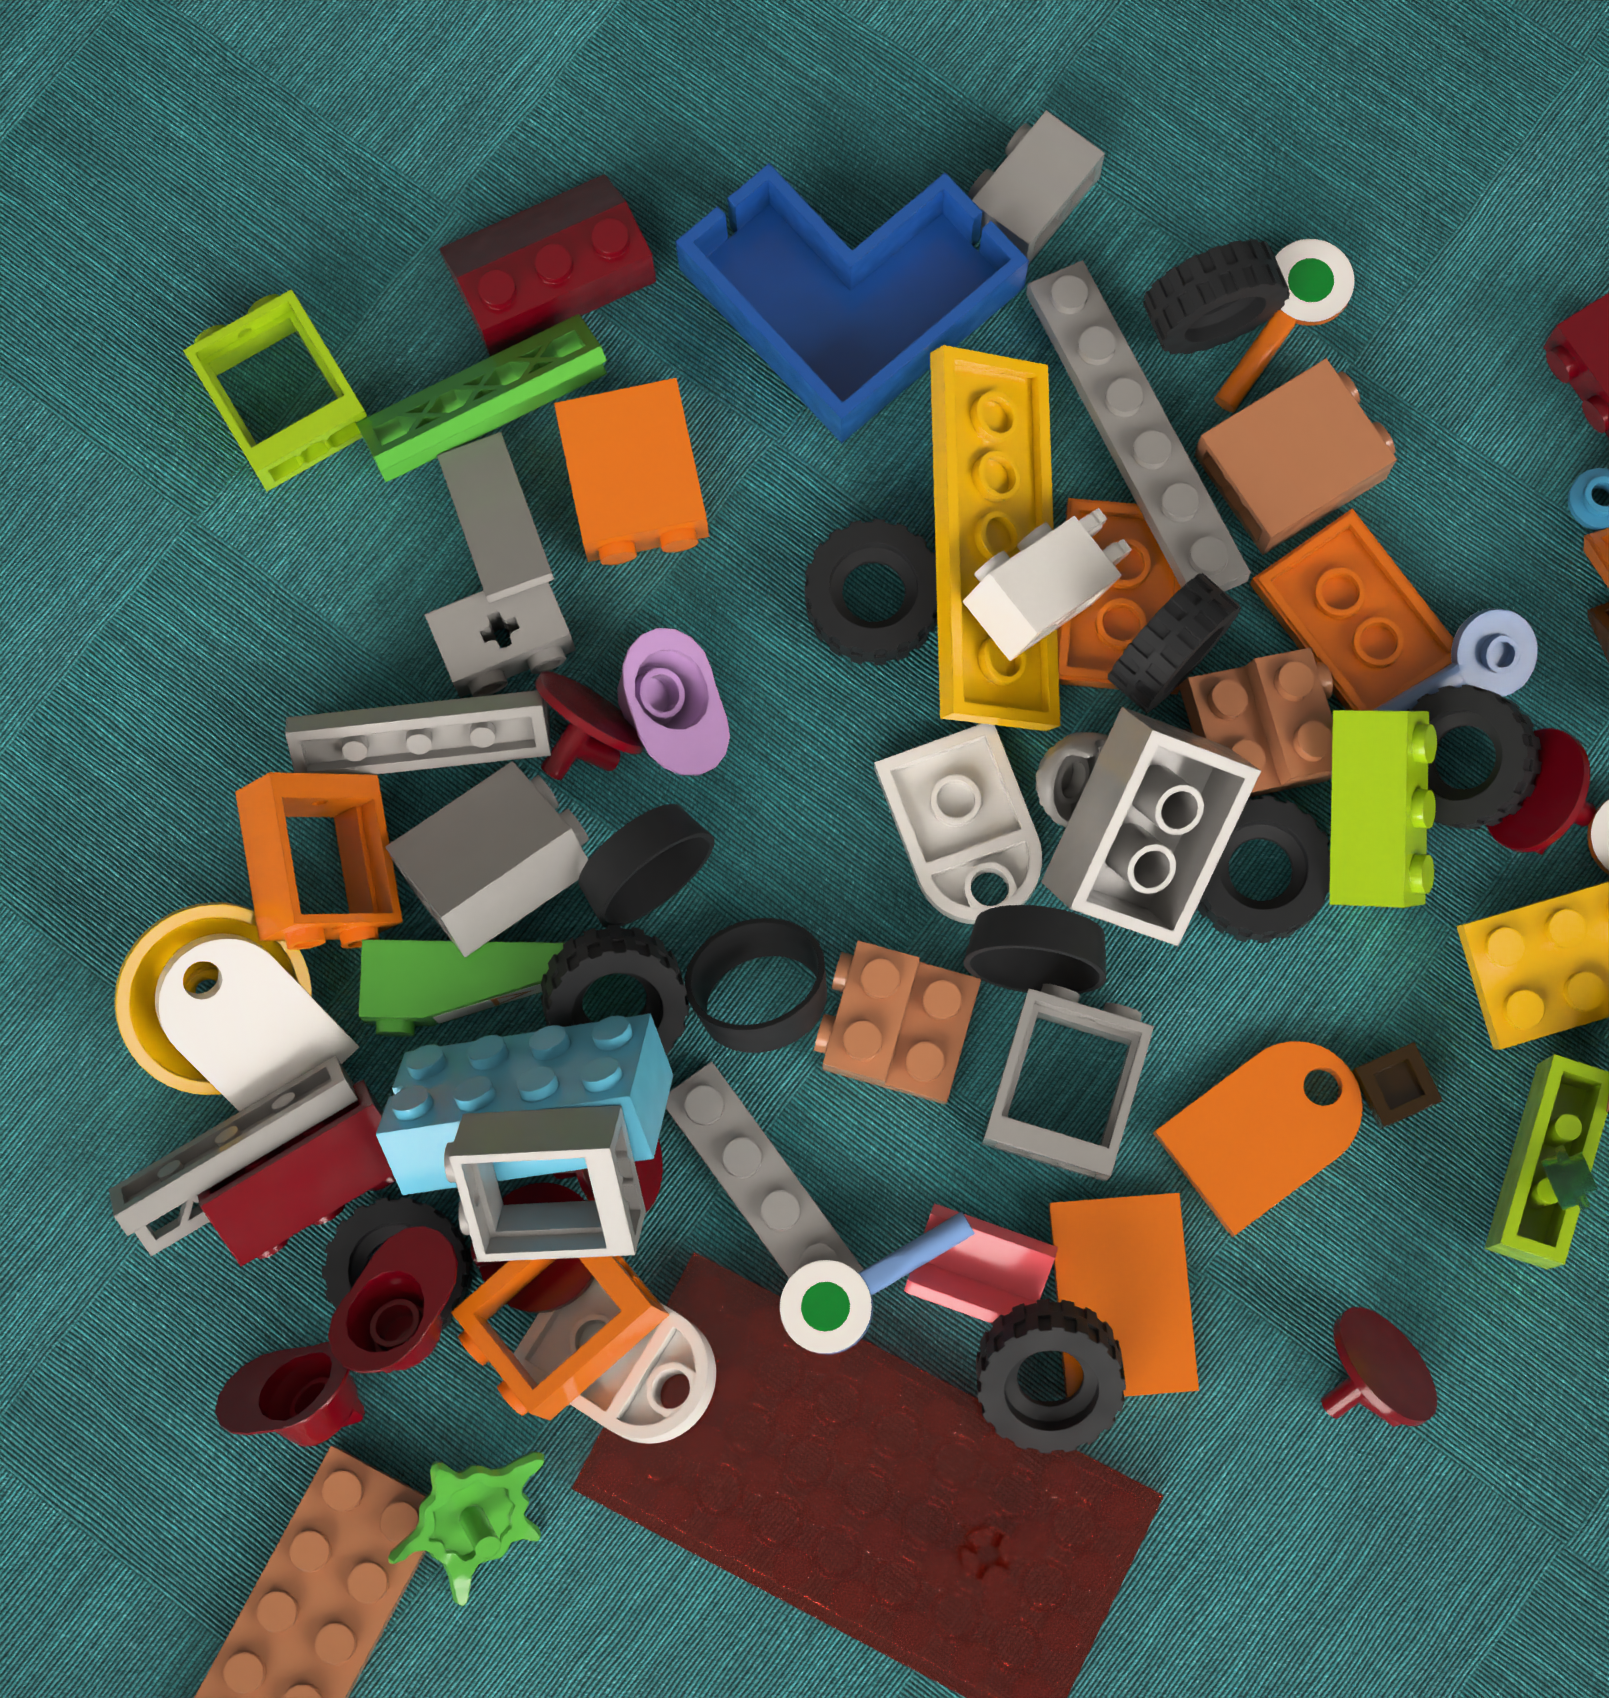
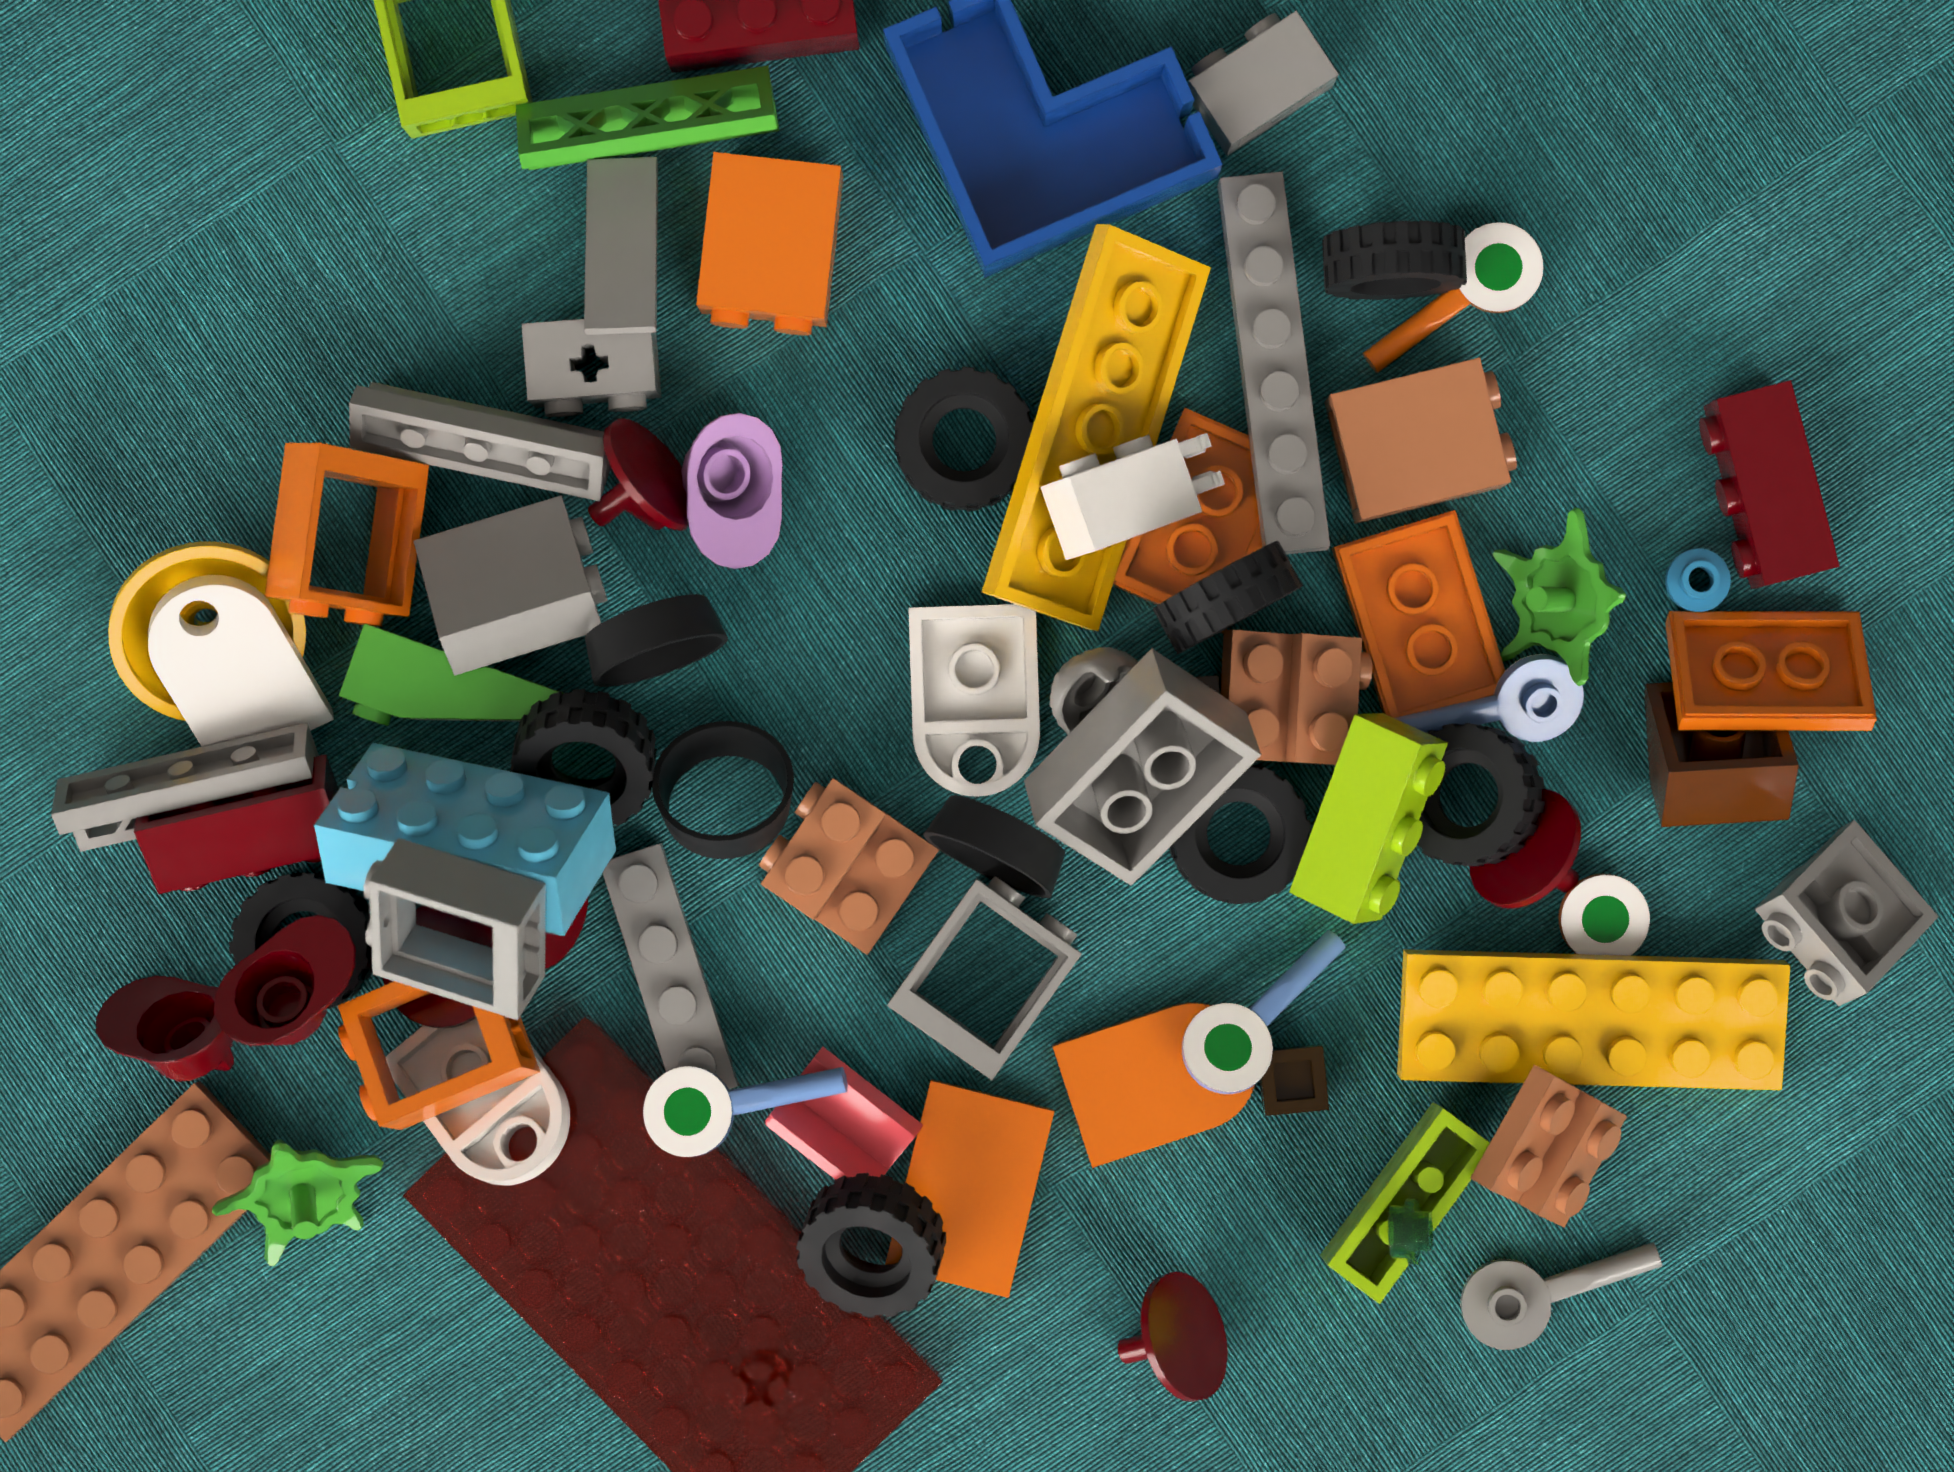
camera: 15 degrees right, 10 degrees up
(1326, 1068) = (1230, 1045): none -> piece
(1481, 551) = (1561, 598): none -> bright green piece

